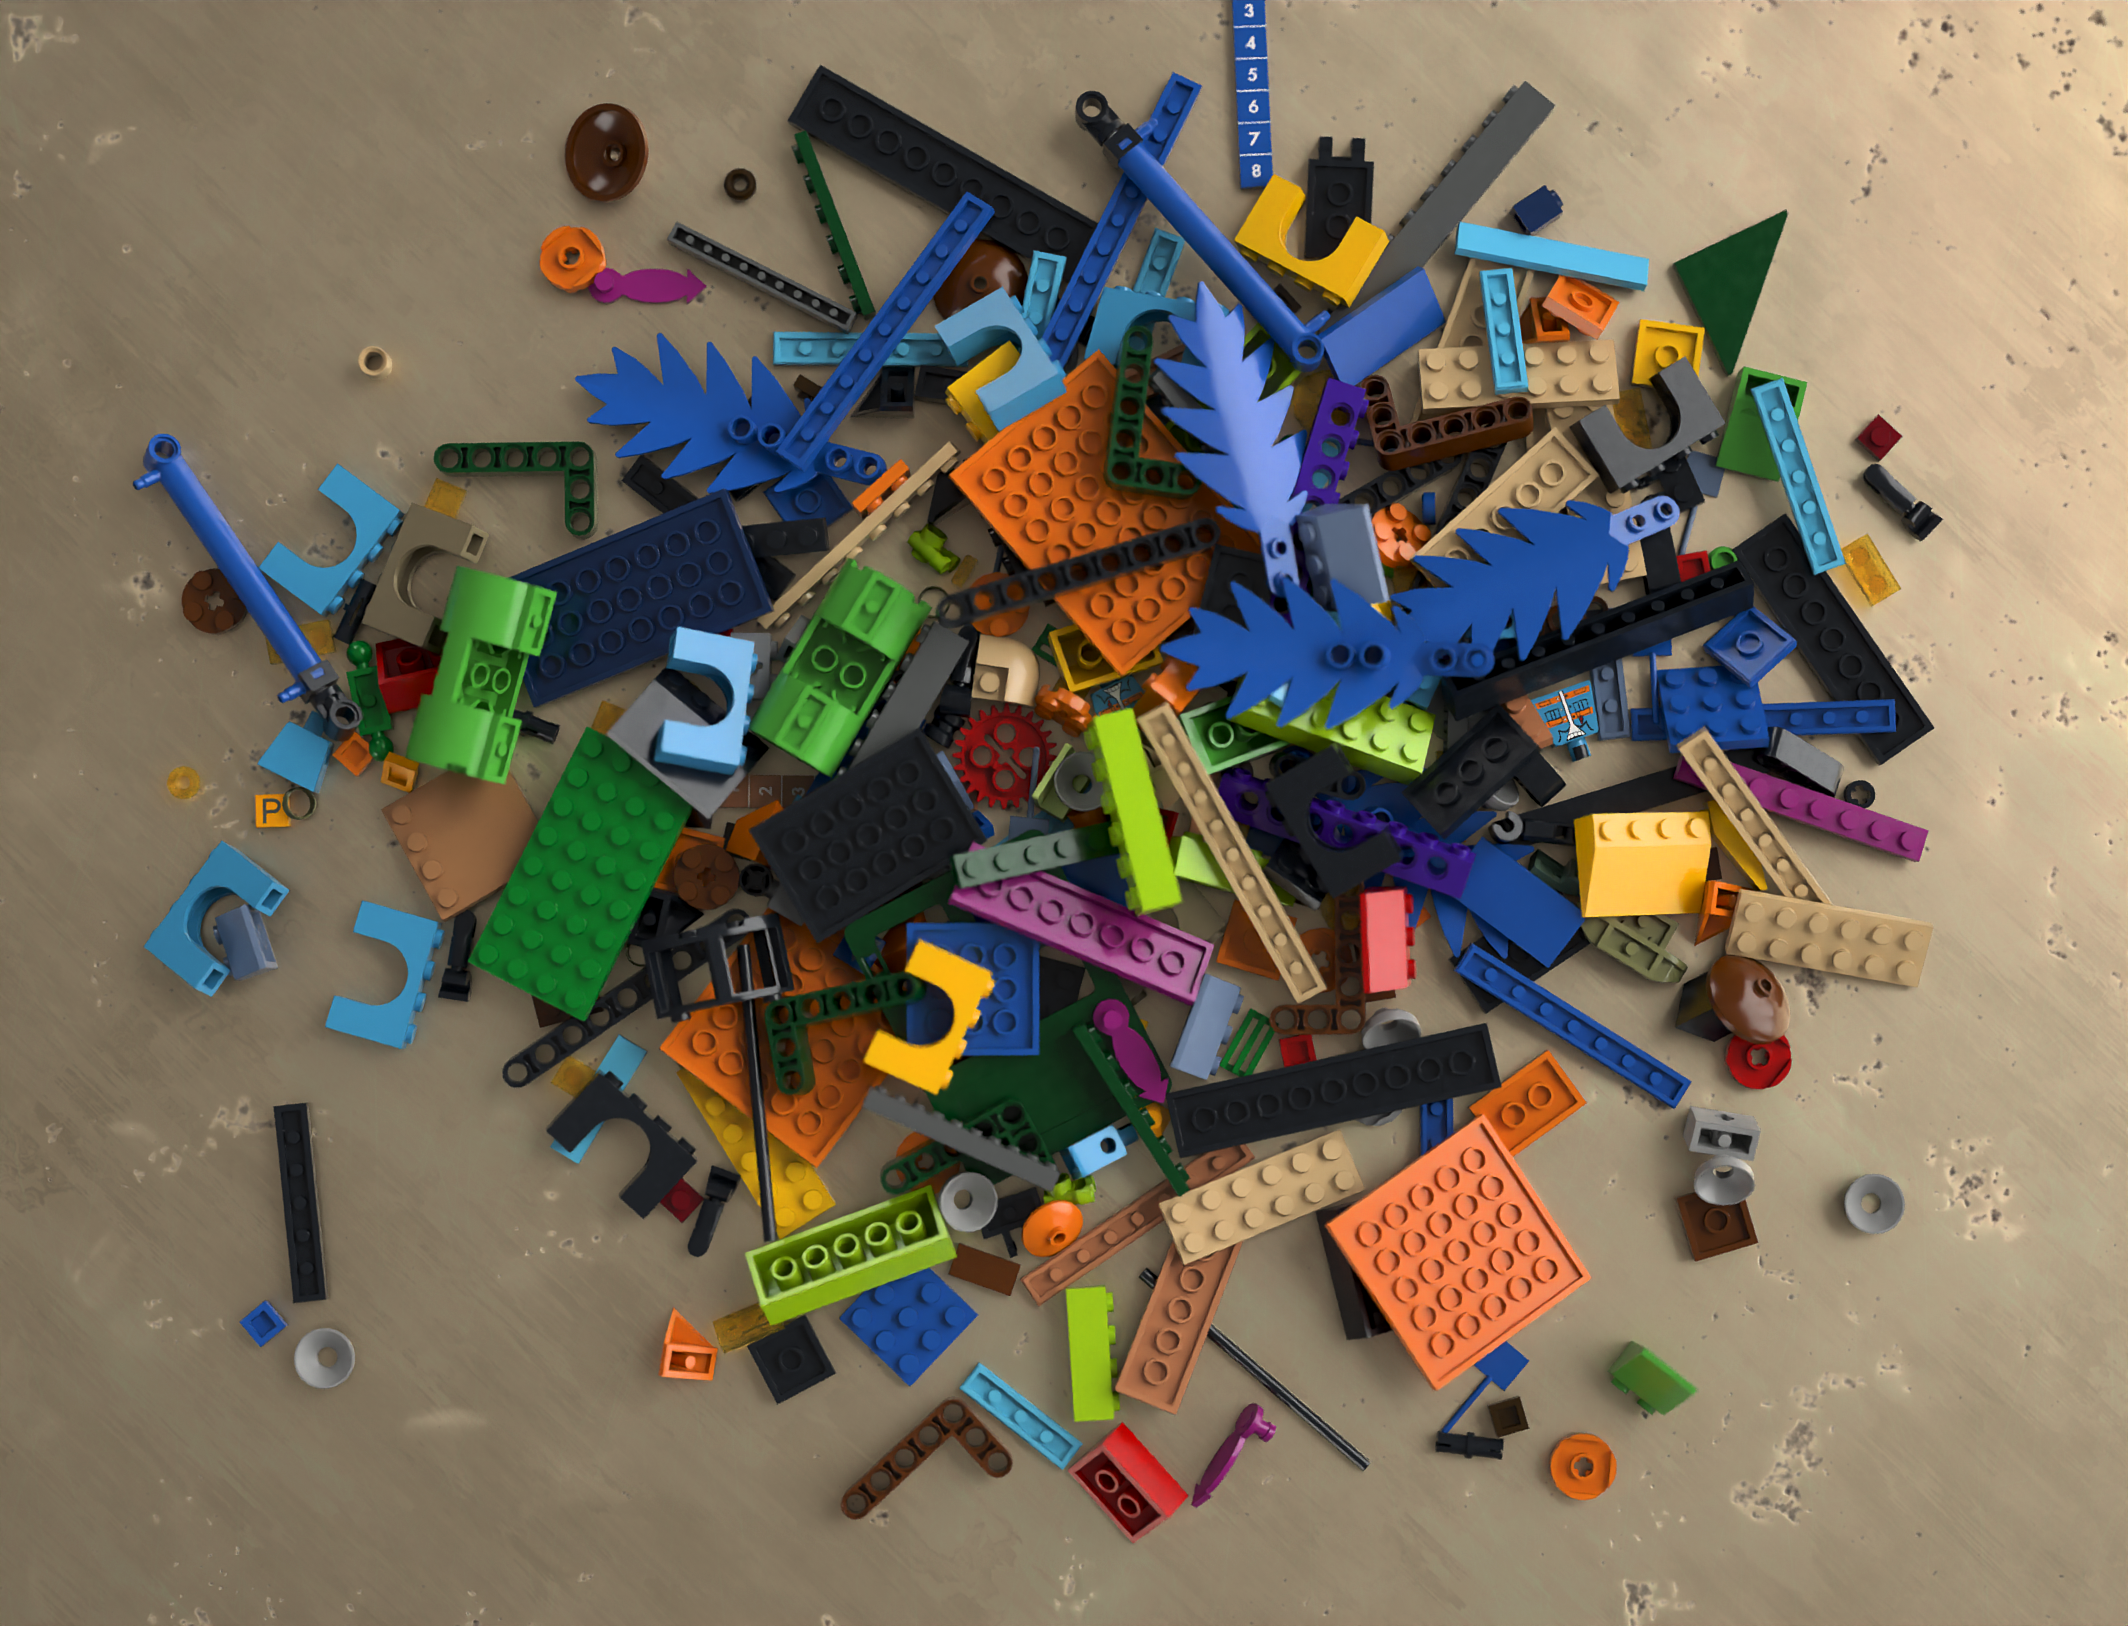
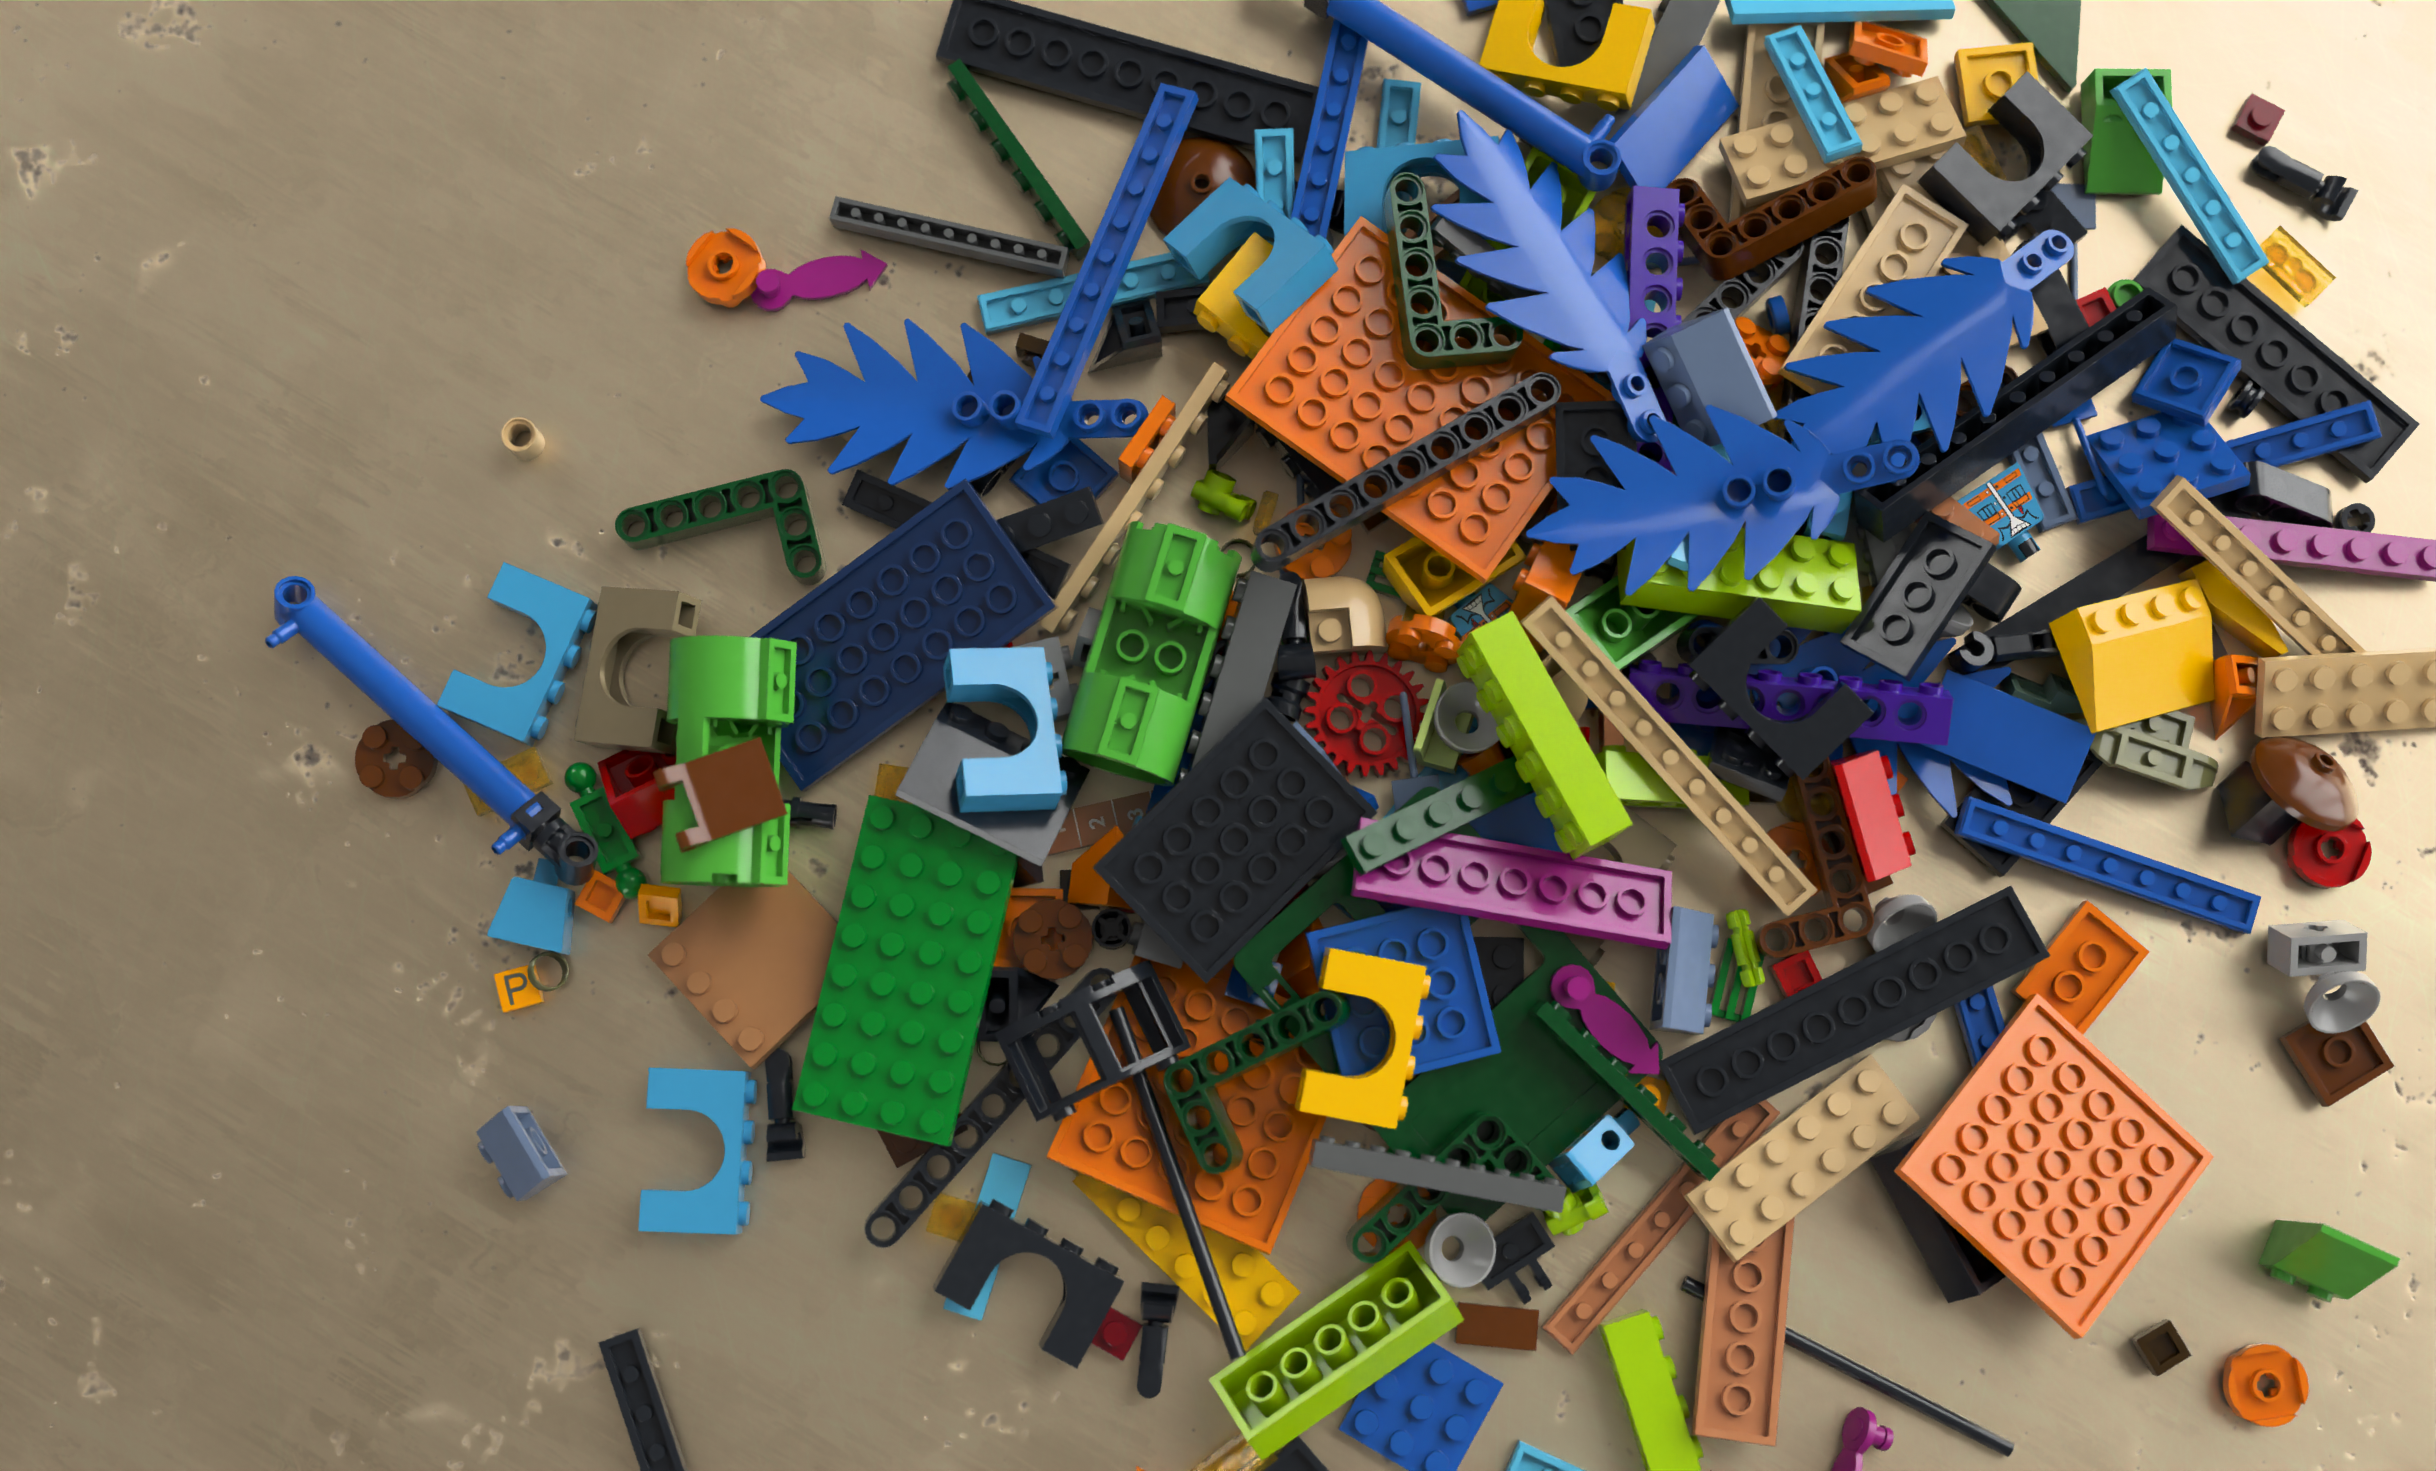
camera: 15 degrees left, 5 degrees down
(175, 777) = (394, 976): clear yellow plate -> none
(178, 937) = (438, 1164): dark azure arch -> none
(345, 632) = (558, 757): black pin -> none
(446, 498) = (641, 572): clear yellow tile -> none
(473, 701) = (726, 792): none -> reddish brown flag
(594, 151) = (723, 132): reddish brown dish -> none
(736, 175) = (895, 131): dark brown plate -> none
(1052, 1228) = (1565, 1256): orange dish -> none
(1243, 946) = (1704, 864): orange plate -> none
(1260, 1020) = (1745, 948): none -> lime axle
(1469, 1445) = (2125, 1393): black pin -> none
(1499, 1366) = (2135, 1295): blue piece -> none
(1797, 671) = (2246, 399): none -> black bush

